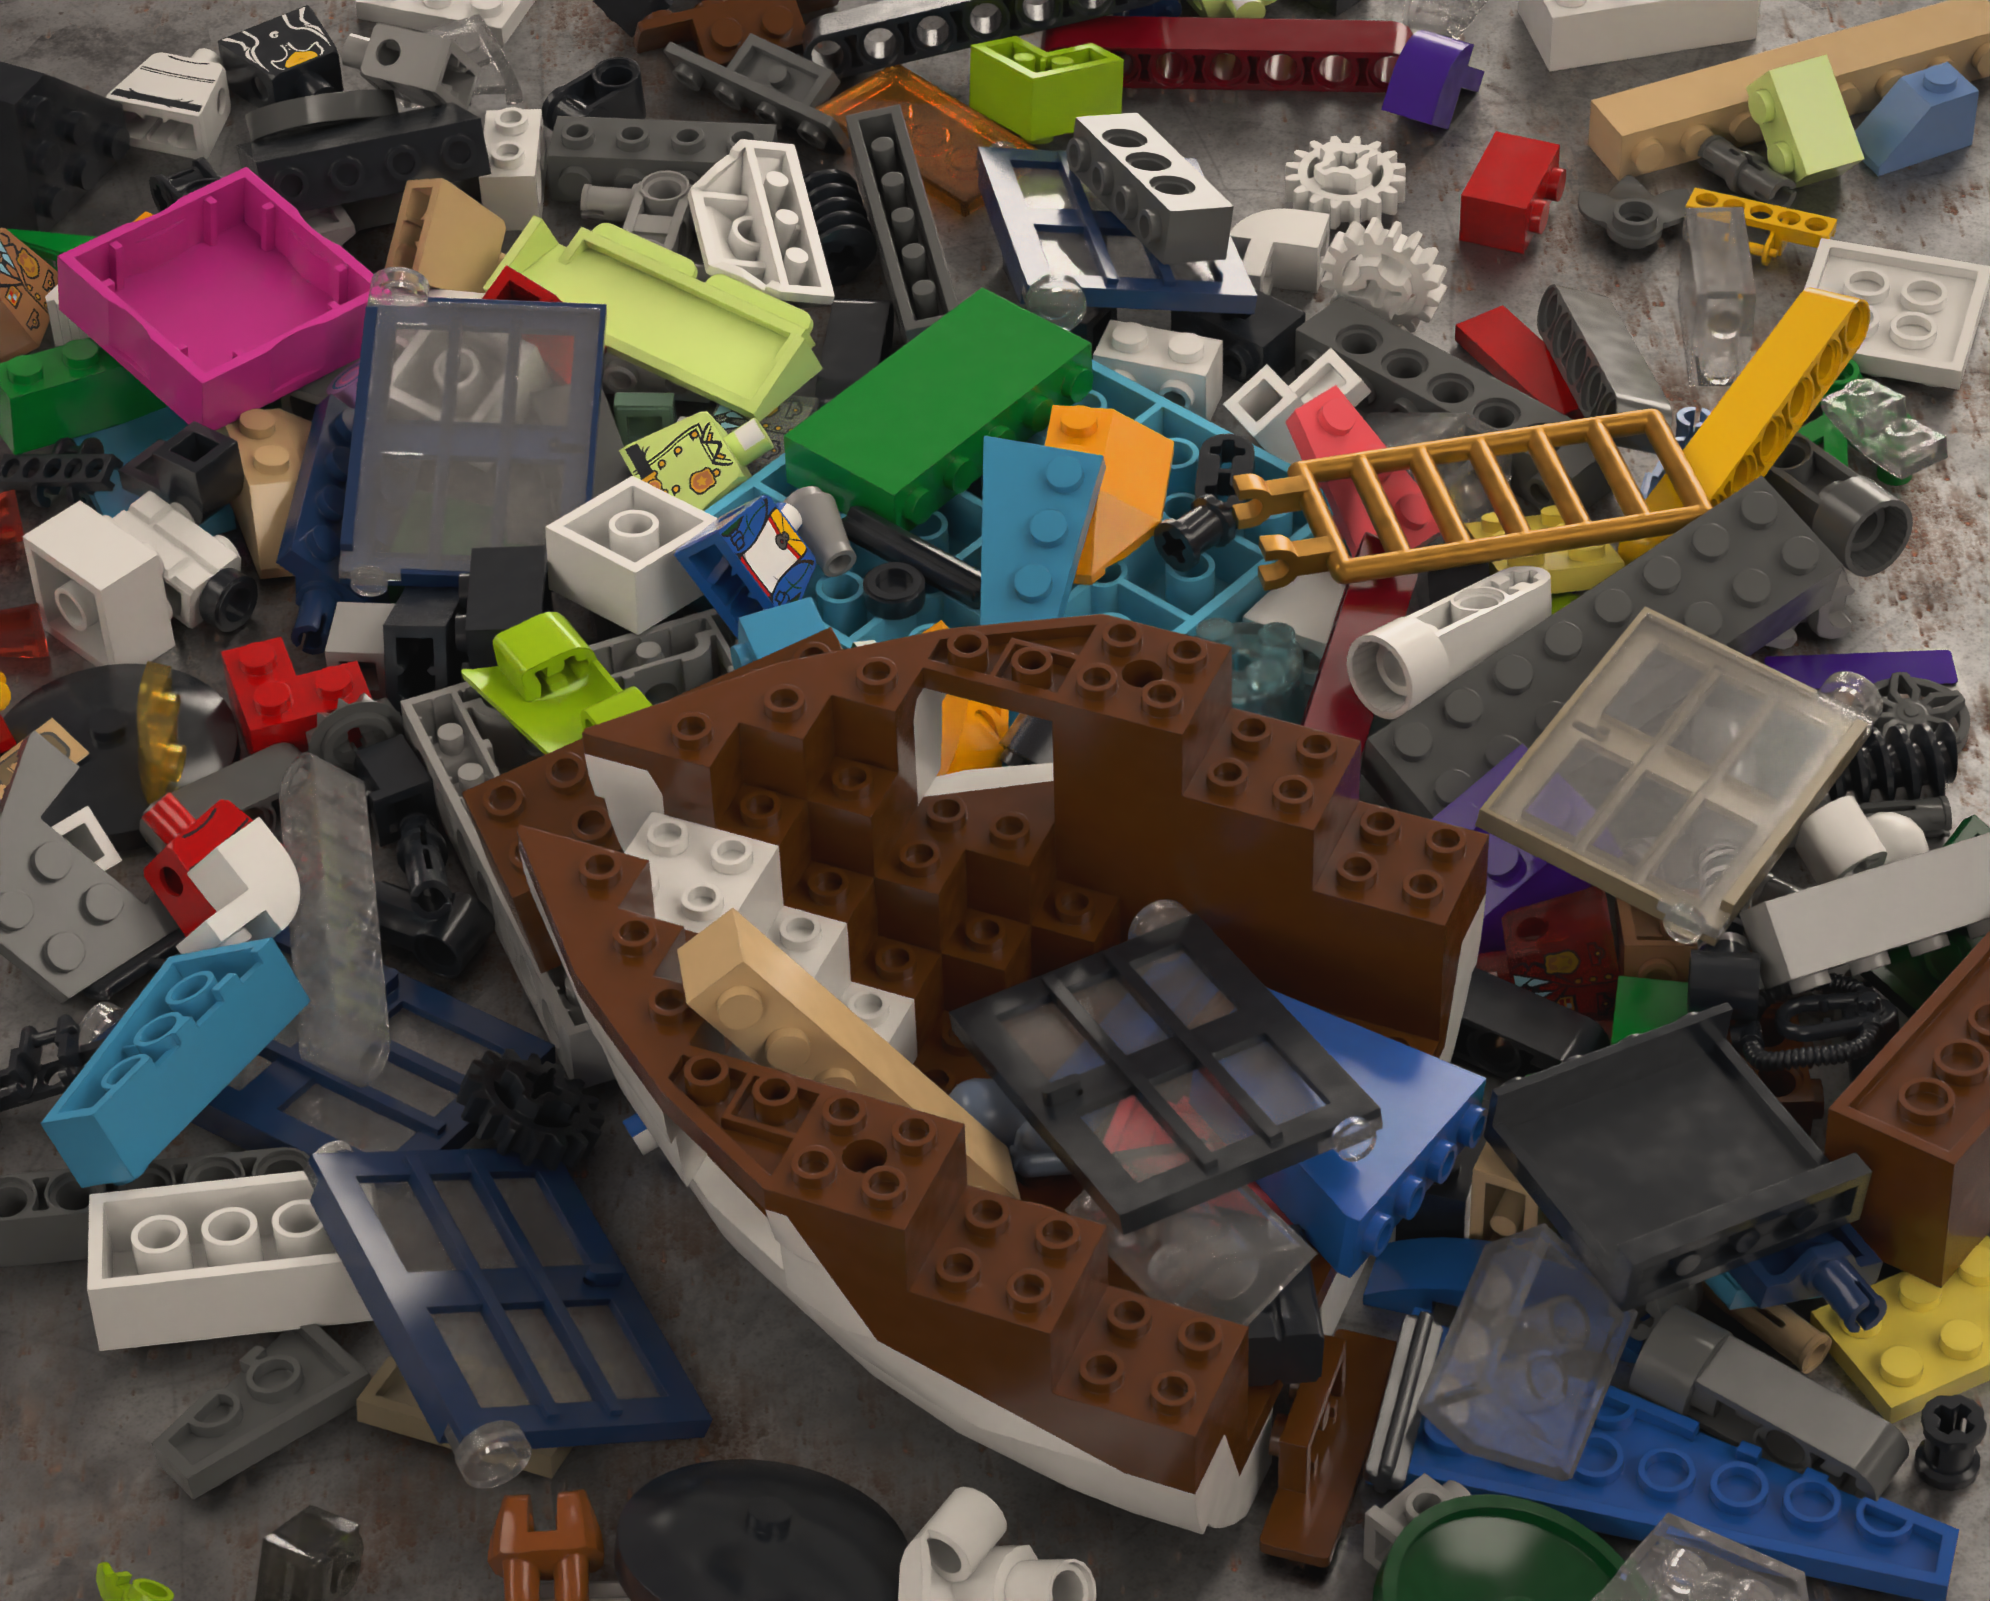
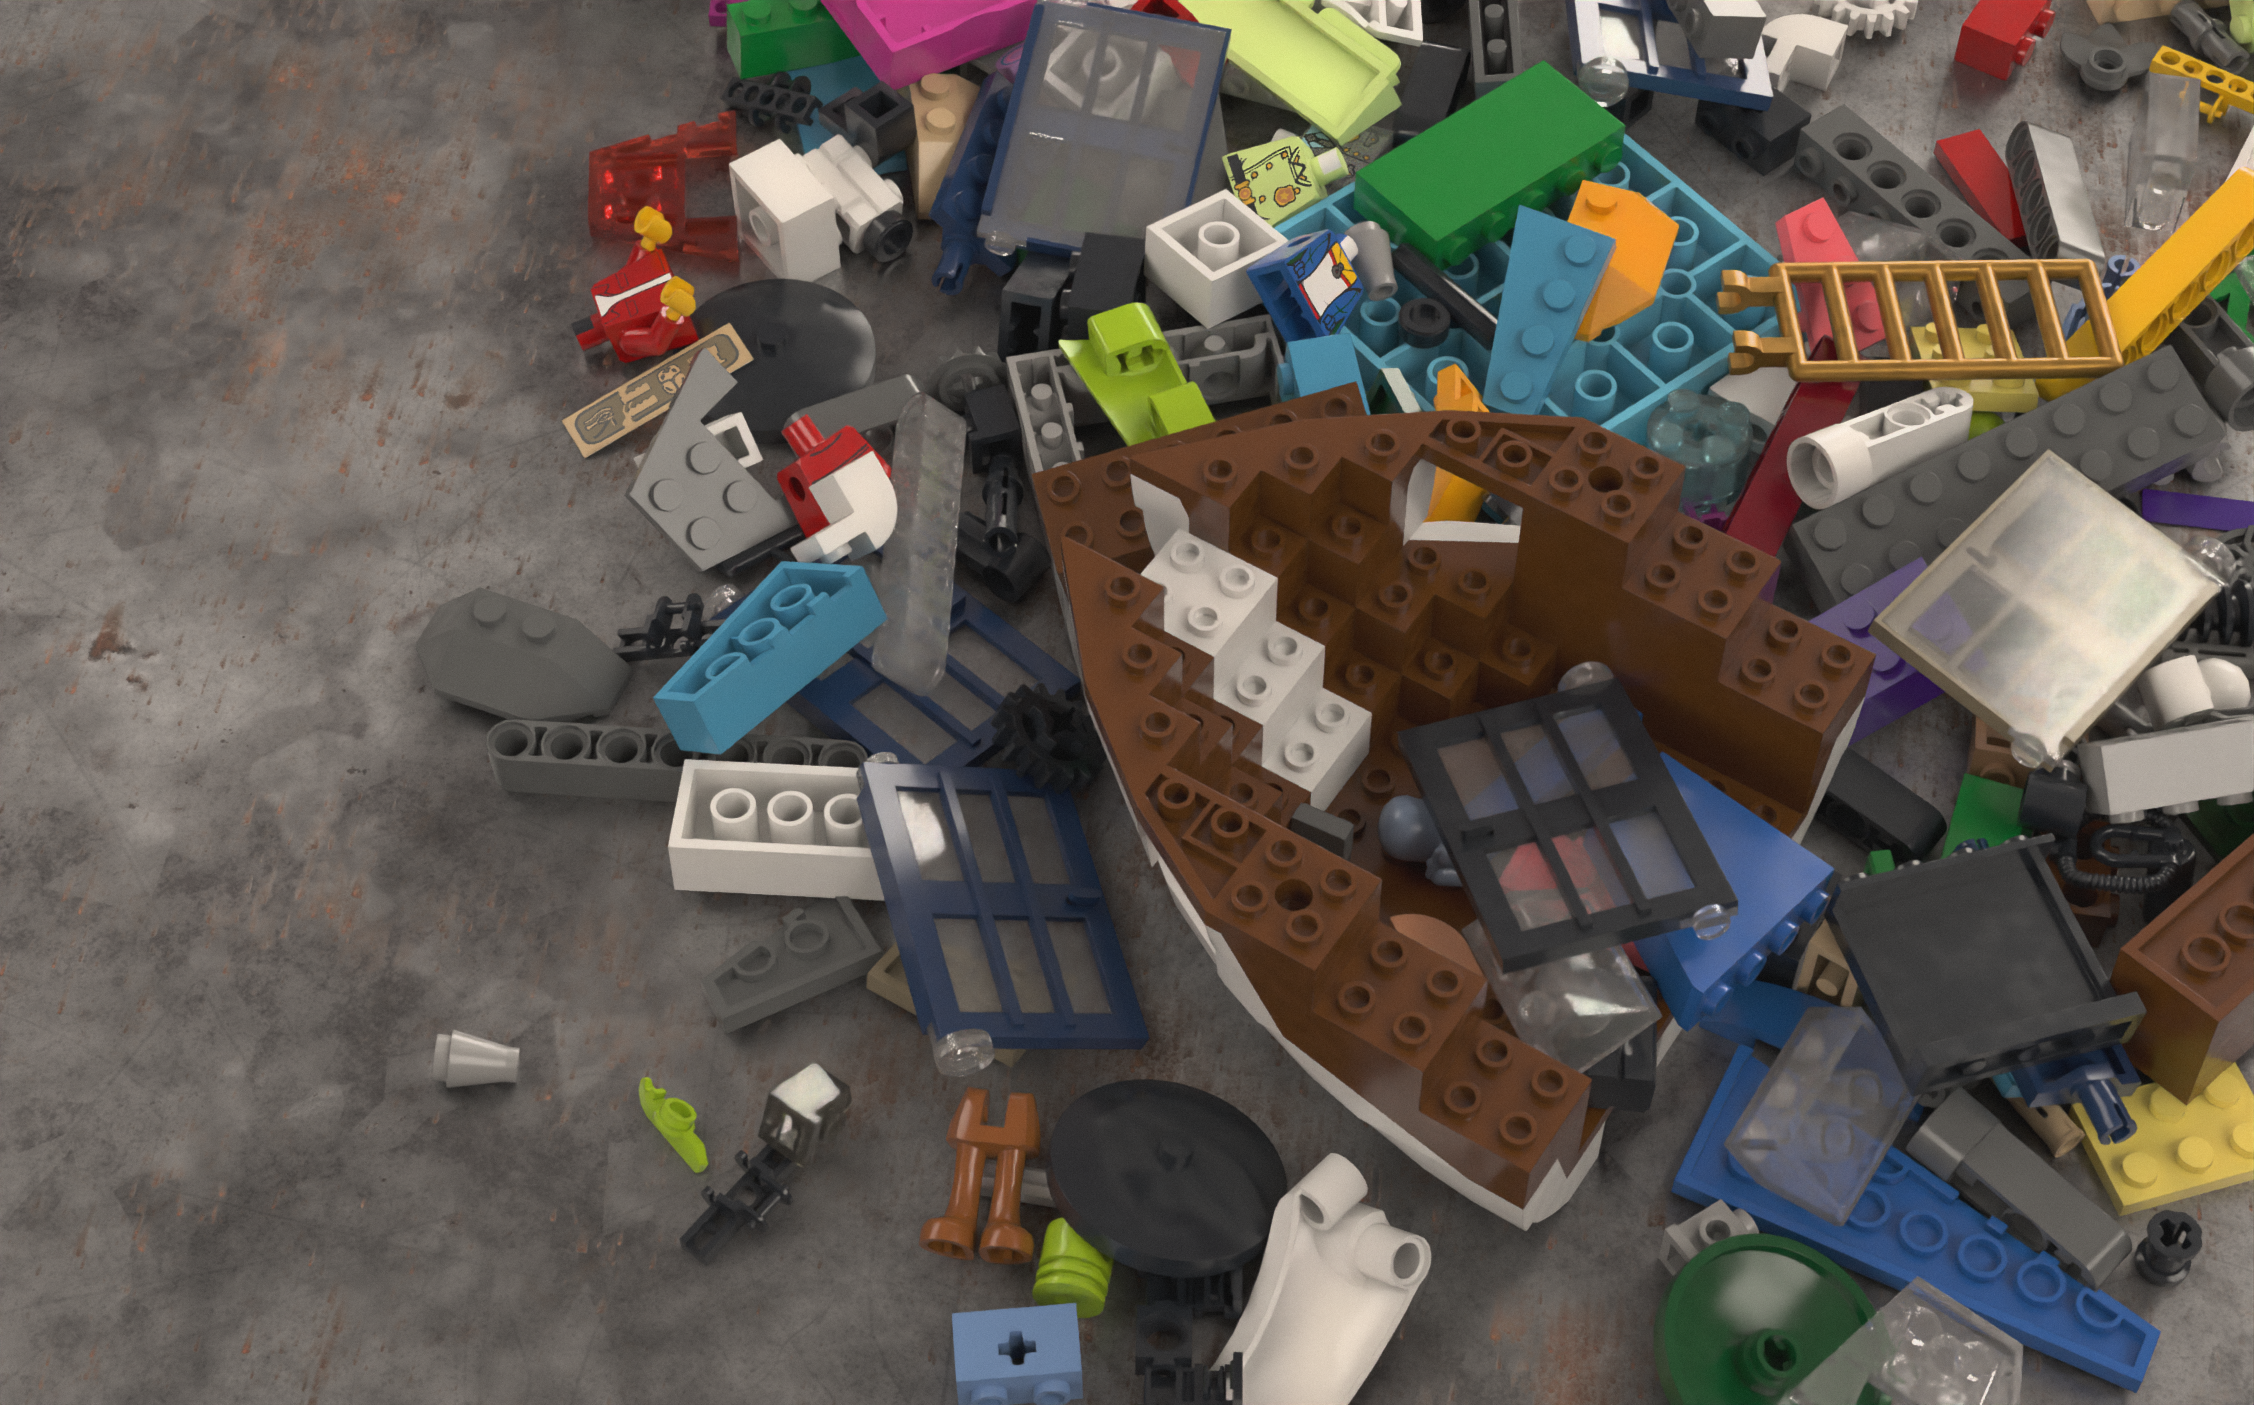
camera: 10 degrees right, 10 degrees up
(157, 732) = (808, 351): clear yellow slope -> none
(275, 703) = (910, 340): red brick -> none
(358, 636) = (980, 299): light grey brick -> none
(642, 414) = (1249, 125): sand green tile -> none
(801, 1028) = (1289, 780): tan brick -> none
(1166, 363) = (1686, 145): white brick -> none
(1188, 537) = (1674, 315): black bush -> none
(1218, 481) = (1706, 264): black beam -> none
(1268, 401) = (1767, 197): white brick -> none
(1325, 1447) = (1645, 1155): reddish brown bracket -> none
(1385, 273) = (1884, 90): white gear -> none
(1397, 1417) = (1718, 1119): axle -> none
(1561, 952) = (1919, 745): clear red torso -> none

